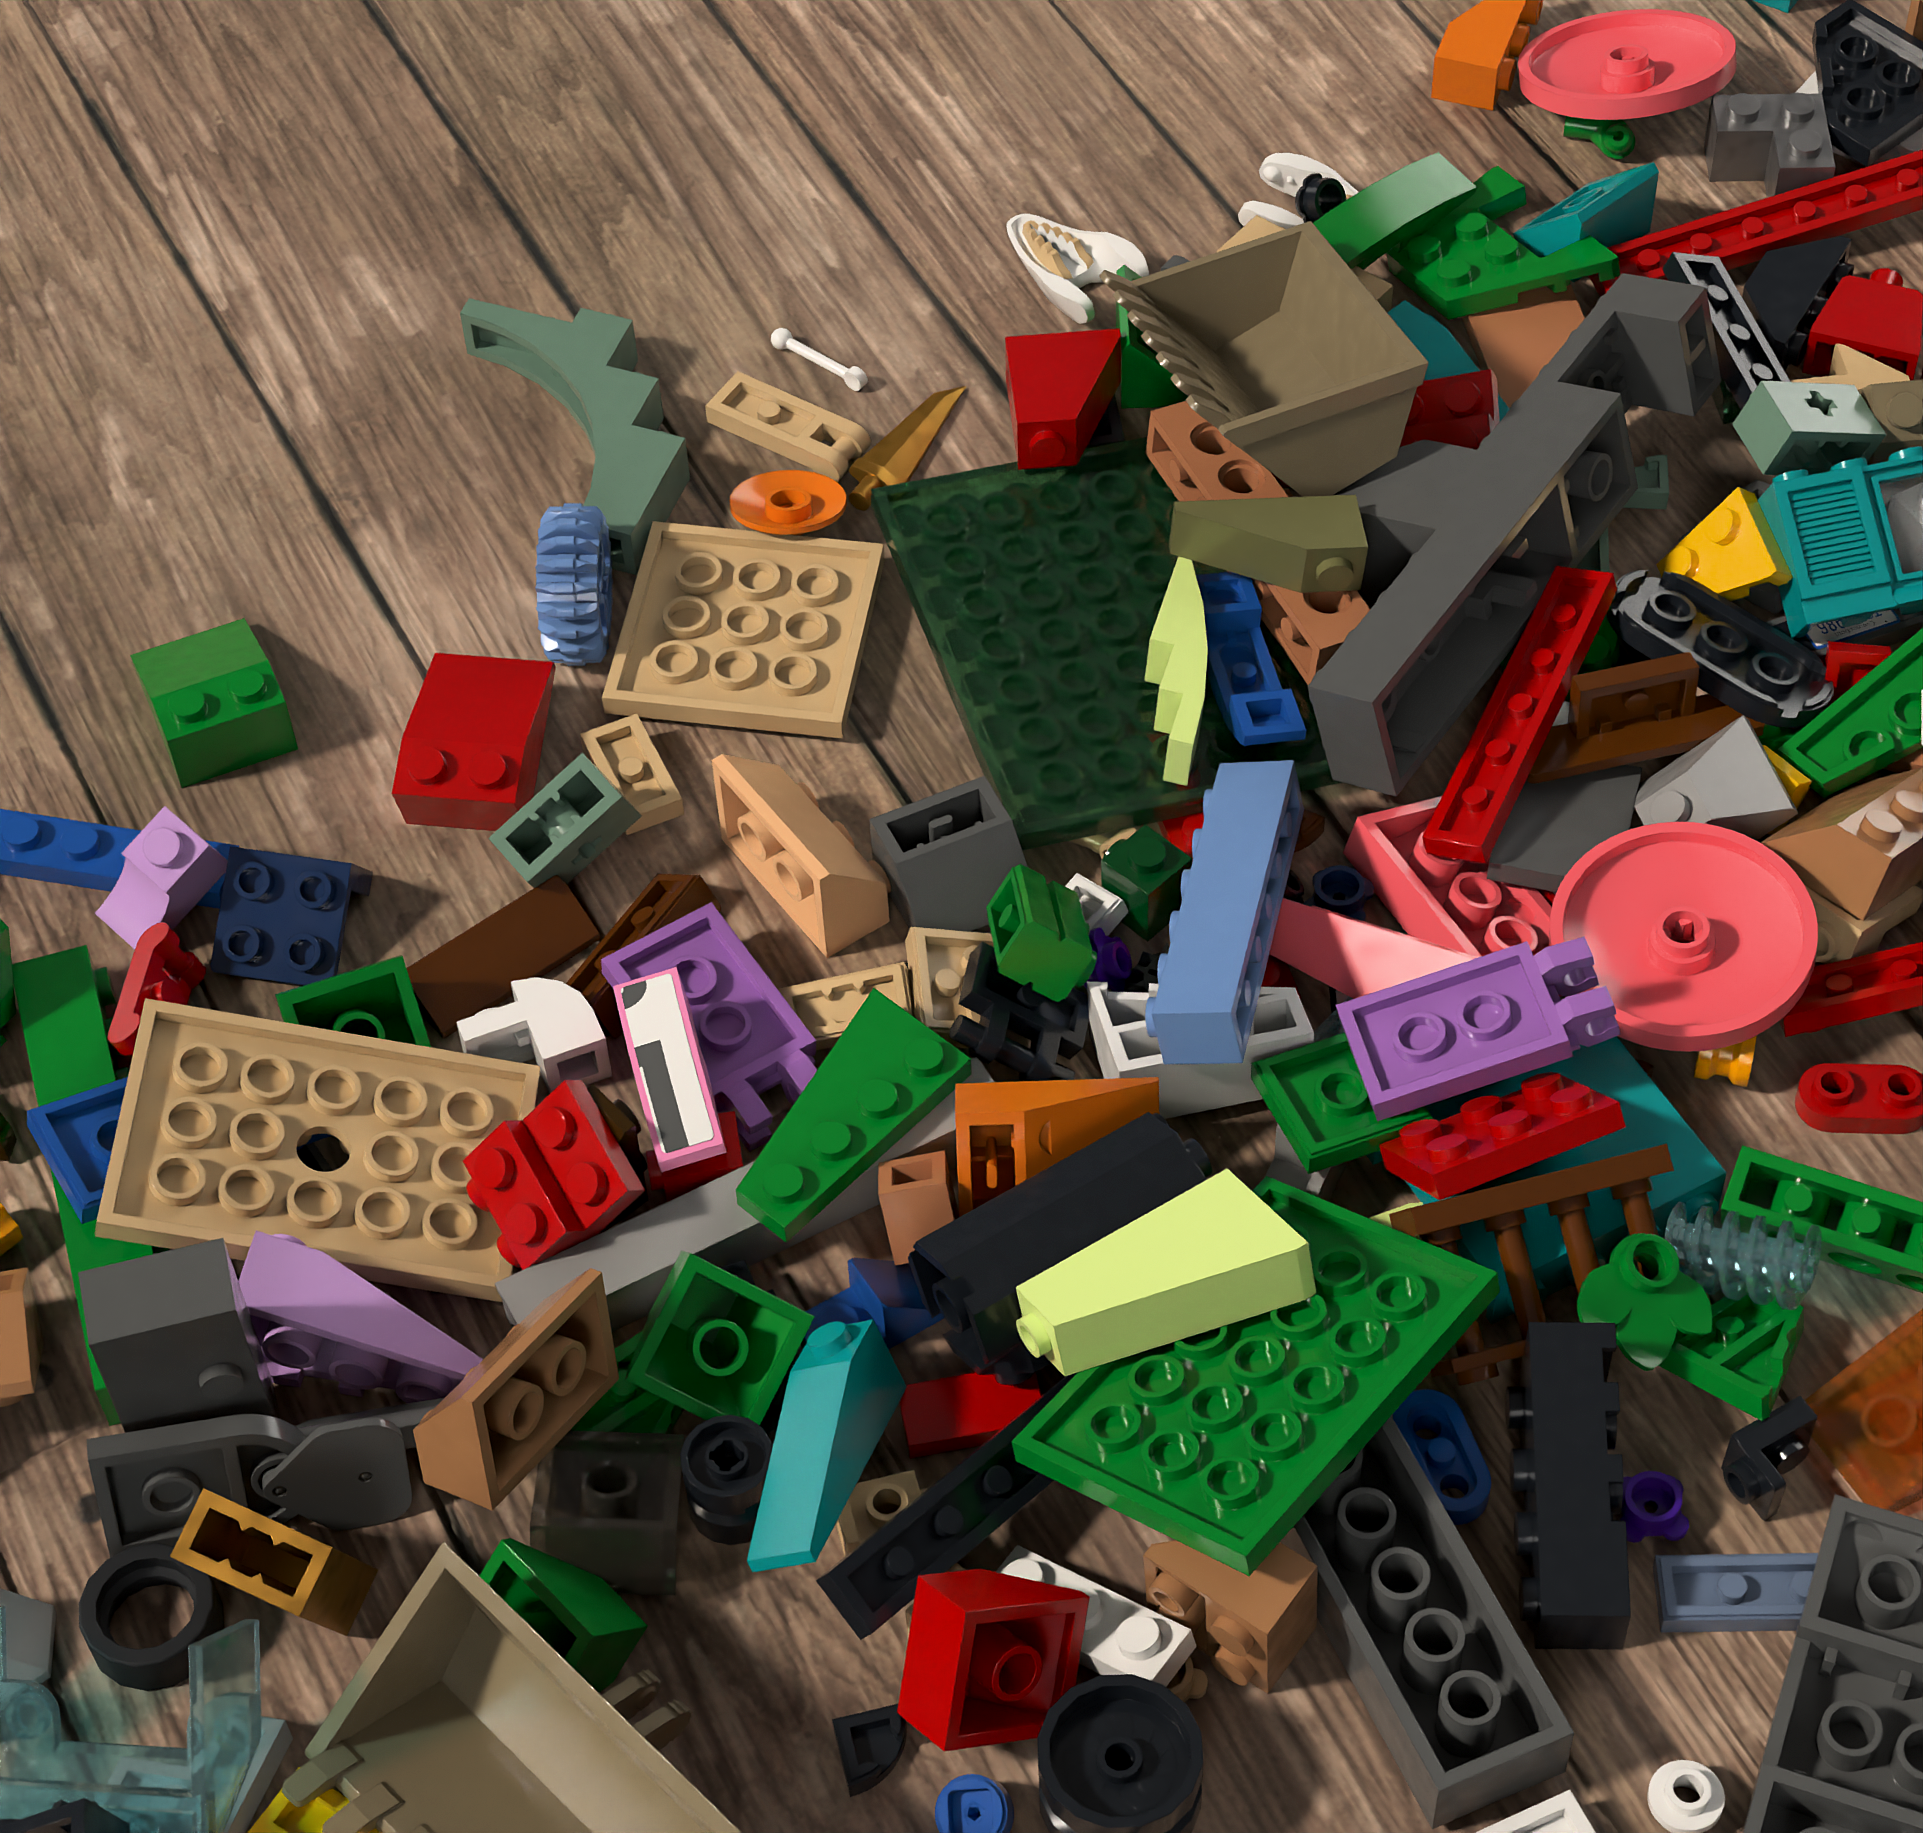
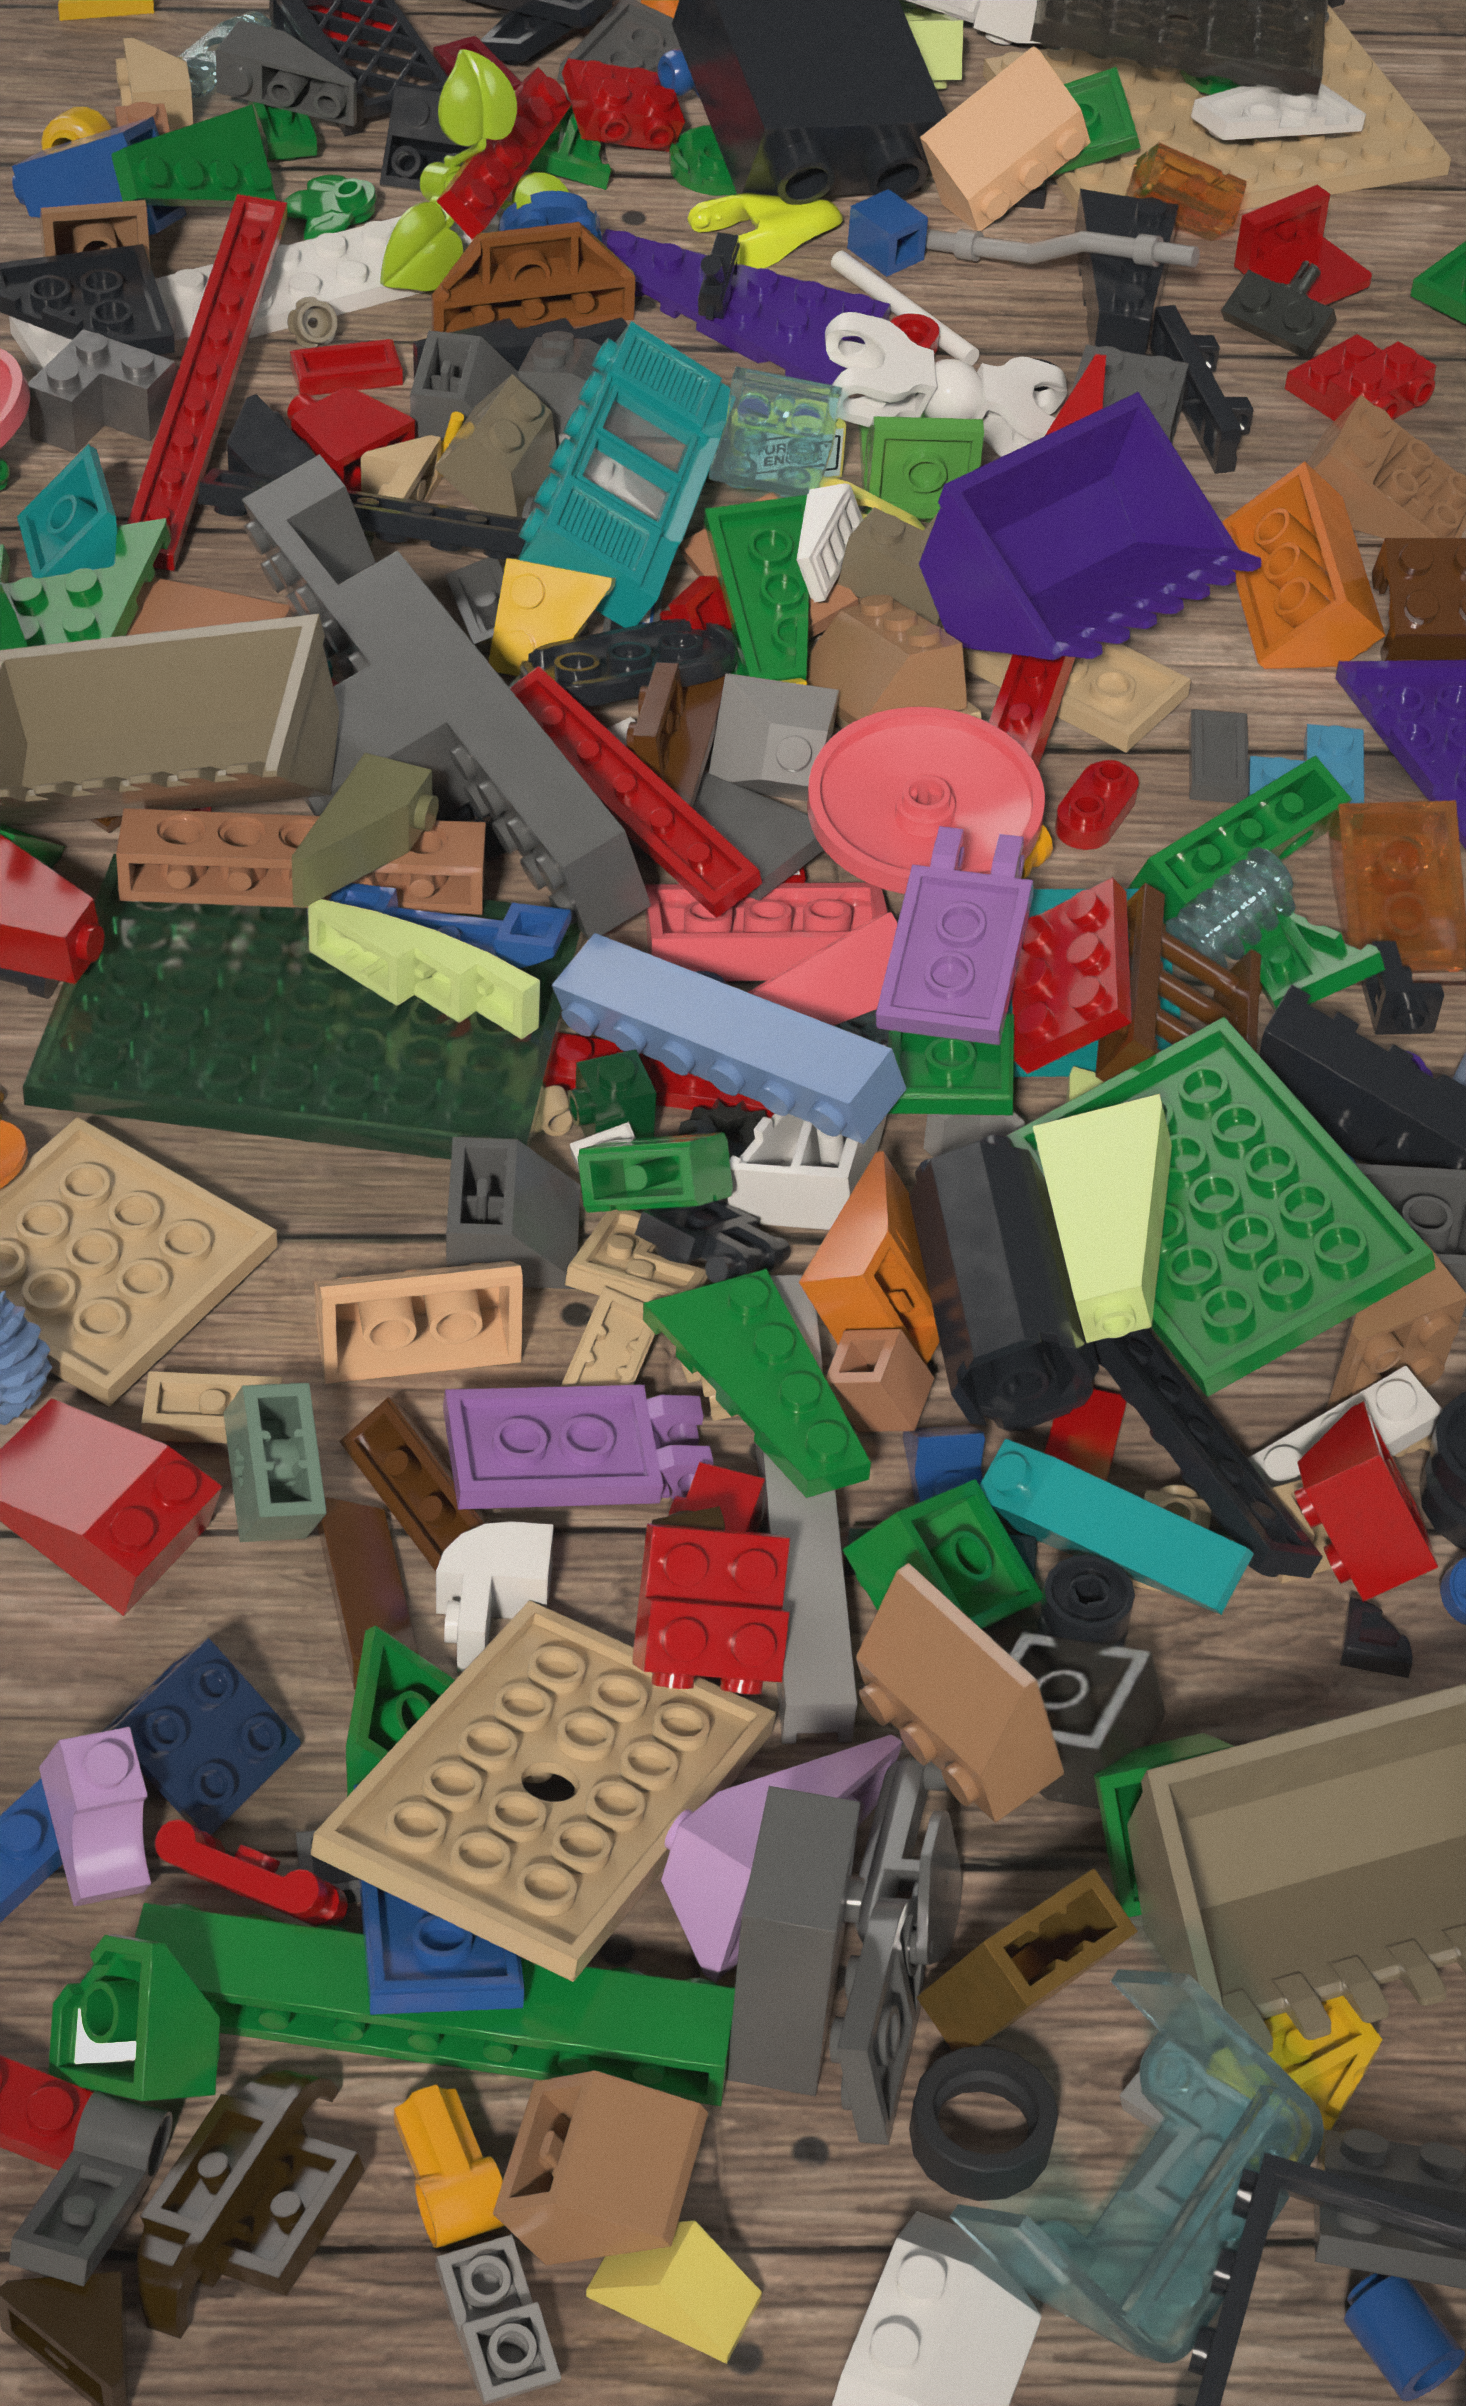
camera: 70 degrees left, 5 degrees down
(669, 1069) = (640, 1473): slope -> none
(1645, 1309) = (1244, 972): green plate -> none
(1806, 426) = (472, 495): sand green brick -> none

